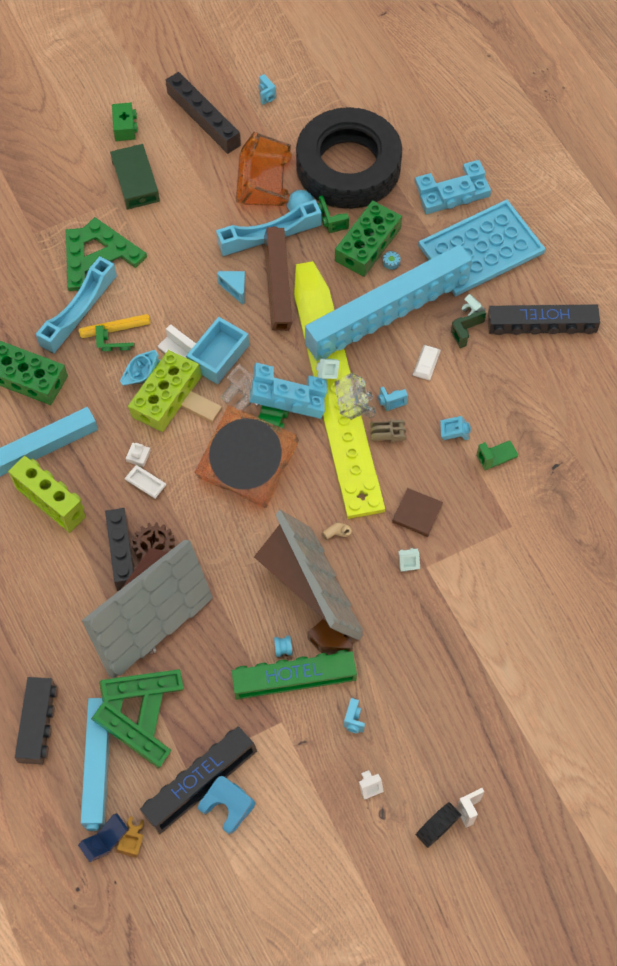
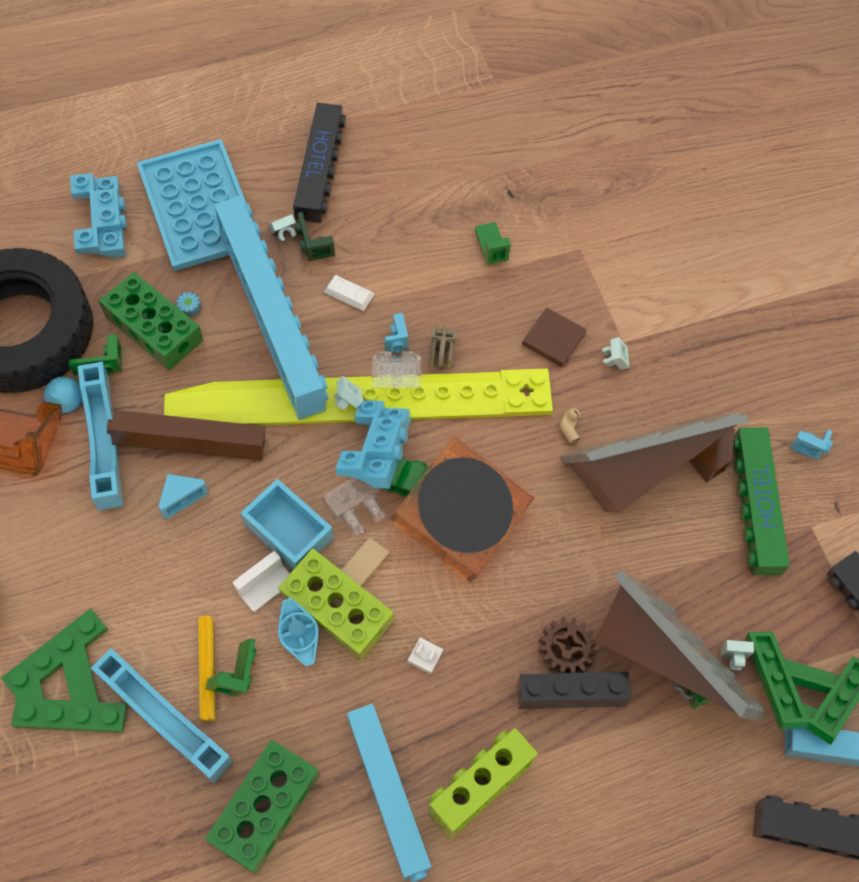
camera: 85 degrees left, 0 degrees up
(145, 481) = (470, 649): white tile -> none
(161, 661) = (737, 652): none -> light aqua tile
(283, 646) = (722, 507): medium azure wheel -> none
(455, 428) = (450, 277): medium azure bracket -> none

